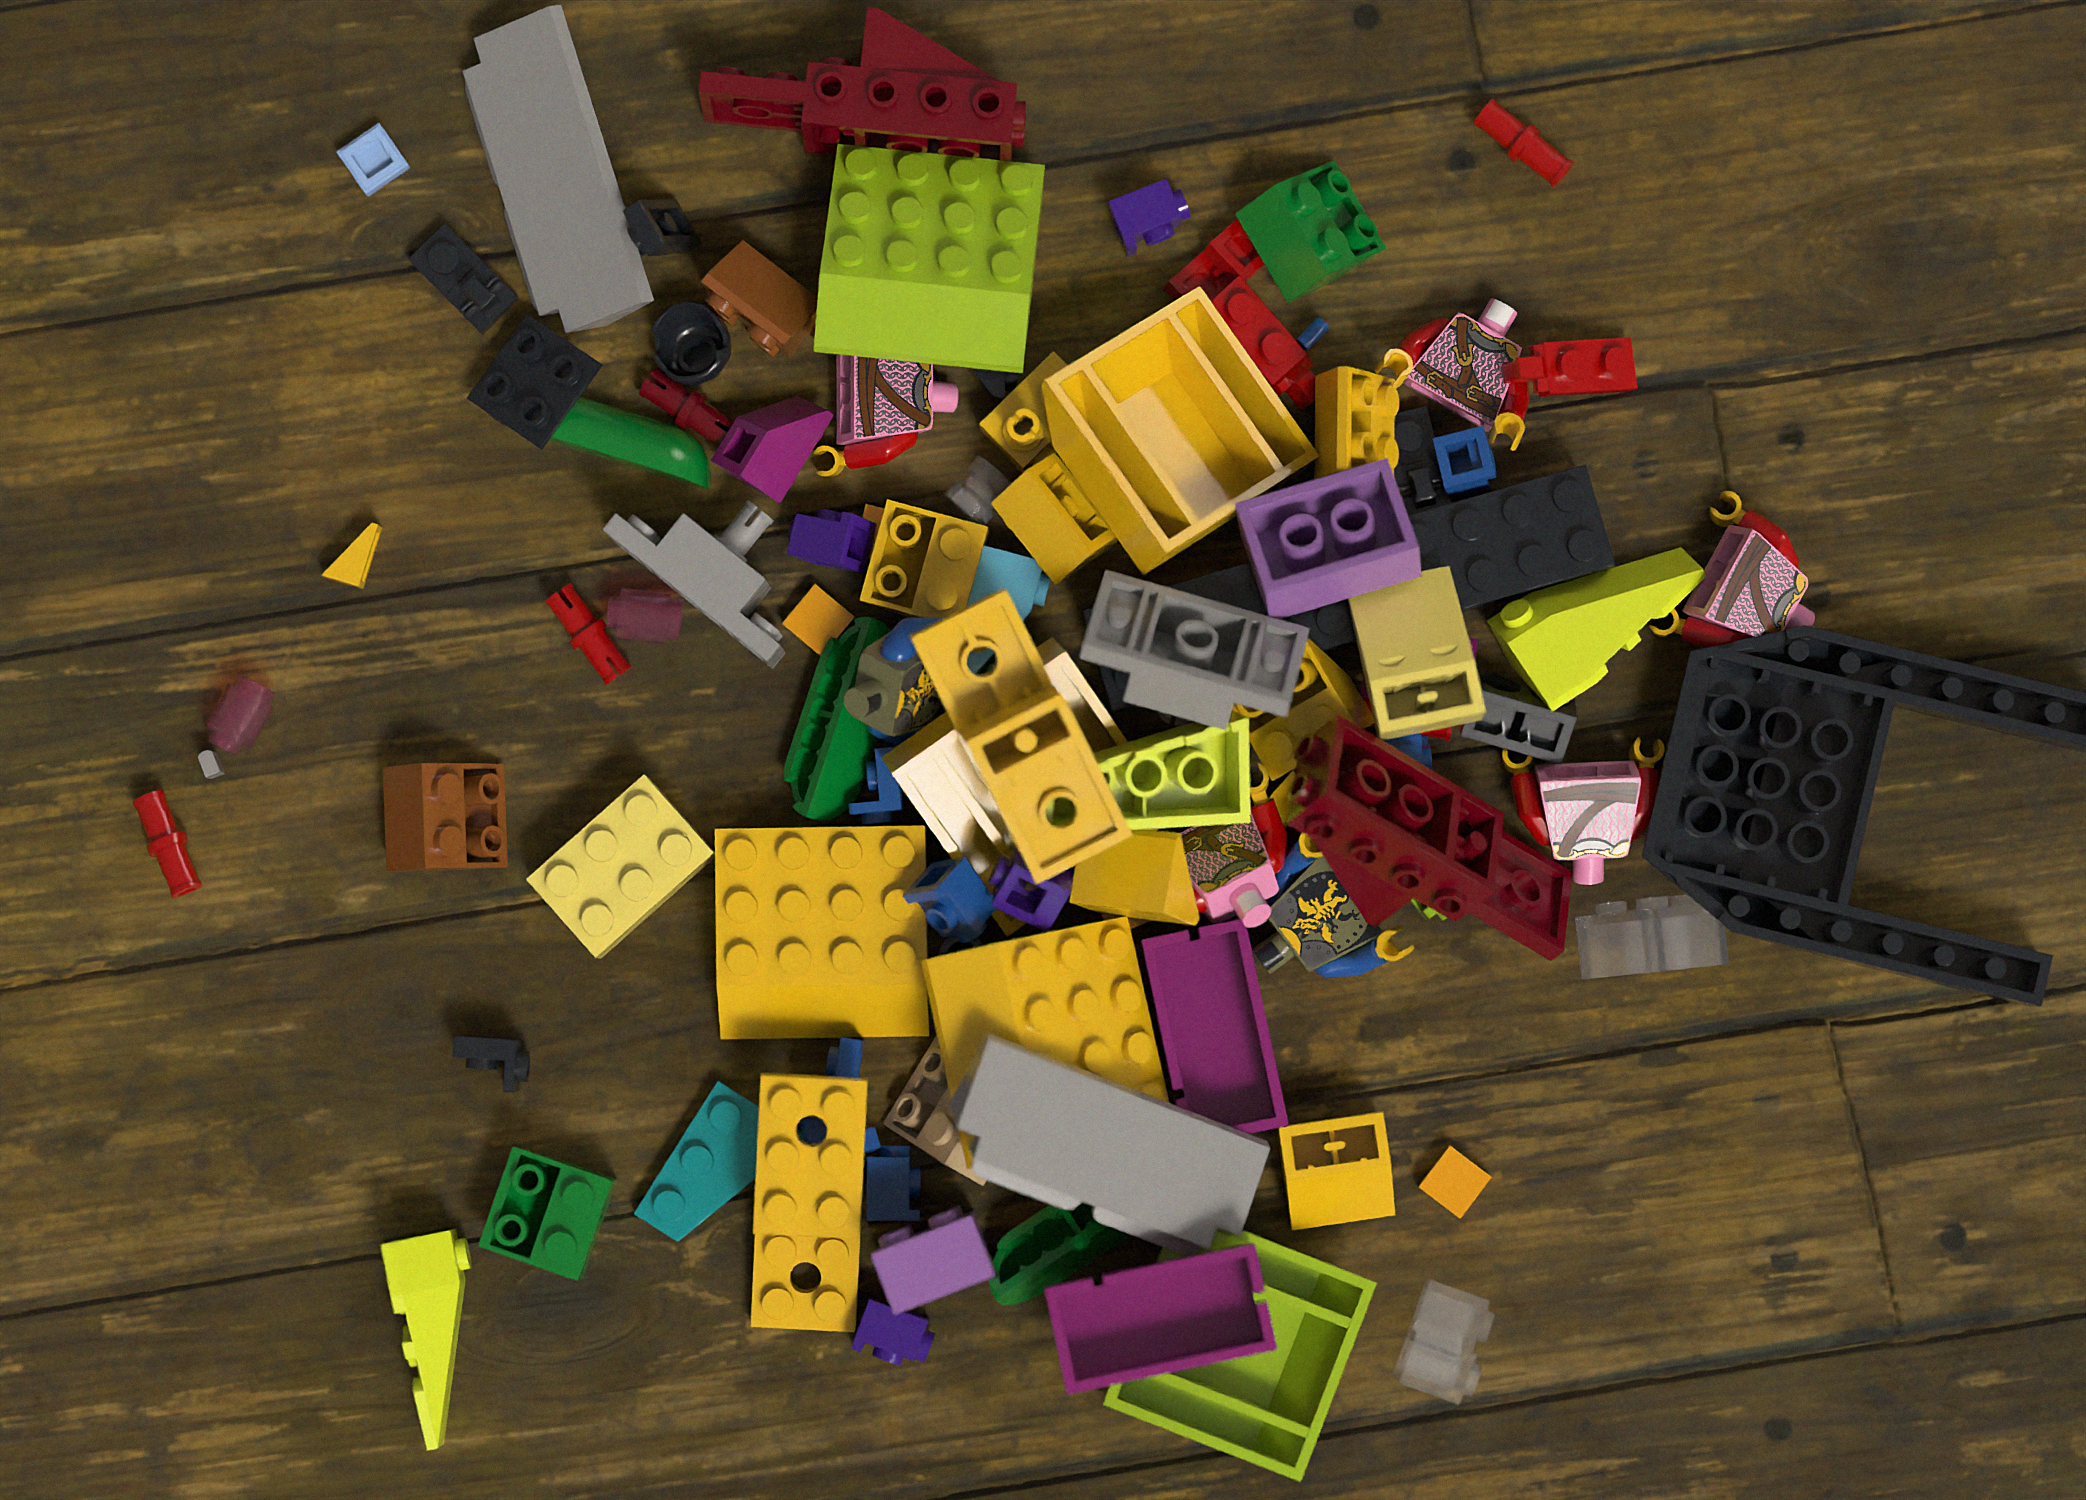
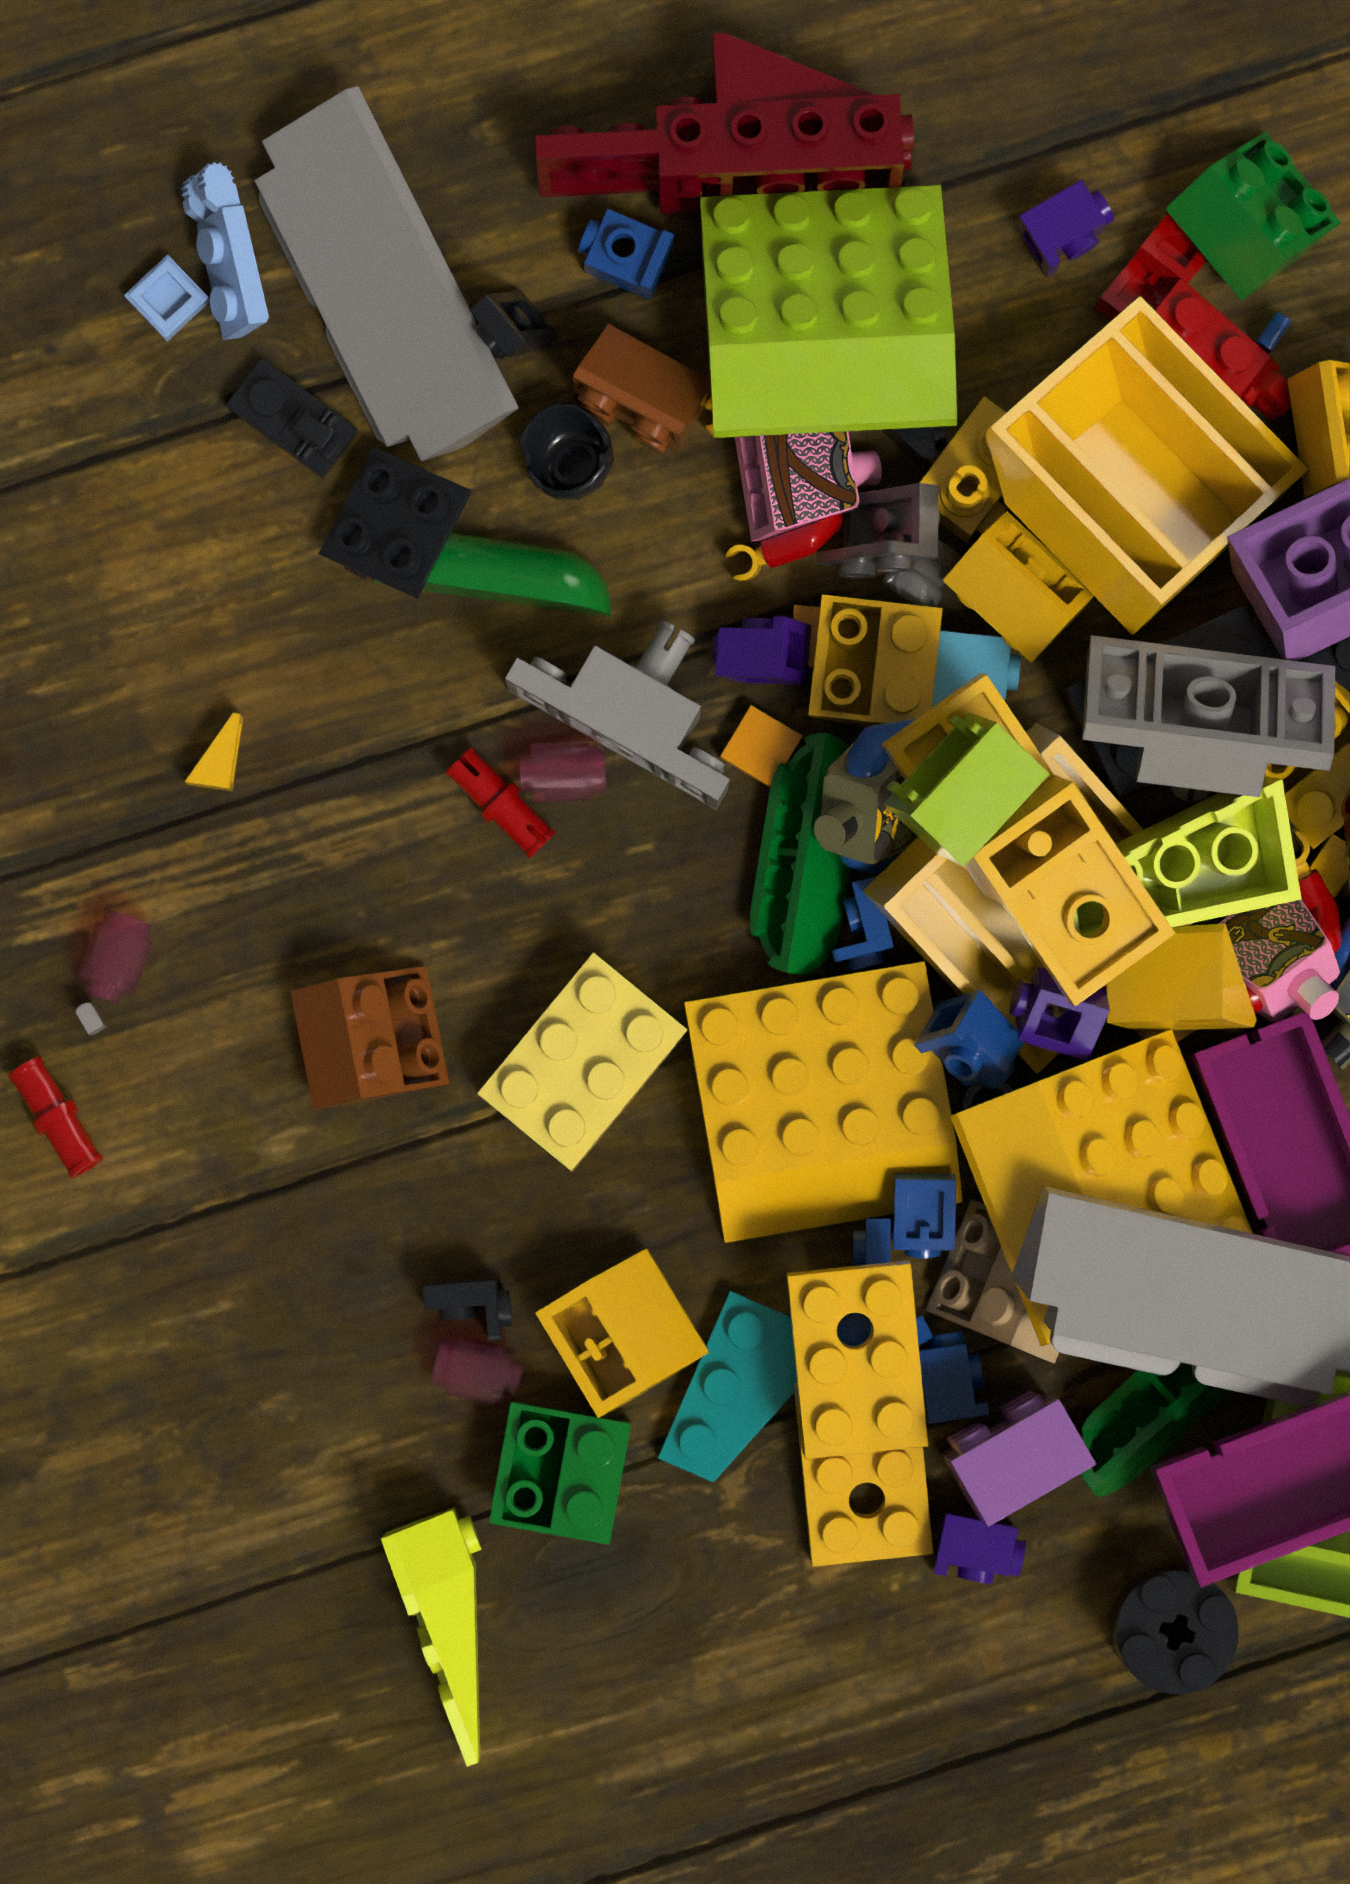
camera: 15 degrees left, 0 degrees up
(428, 126) = (226, 250): none -> light blue hinge
(491, 1115) = (477, 1370): none -> clear pink brick
(618, 1102) = (622, 1332): none -> yellow slope
(687, 407) = (577, 528): dark red pin -> none
(772, 445) = (678, 554): magenta slope -> none
(783, 194) = (634, 273): none -> blue brick
(891, 1040) = (924, 1213): none -> blue bracket
(952, 454) = (887, 532): none -> flat silver bracket
(970, 684) = (966, 788): none -> lime container
(1059, 1457) = (1190, 1661): none -> black brick

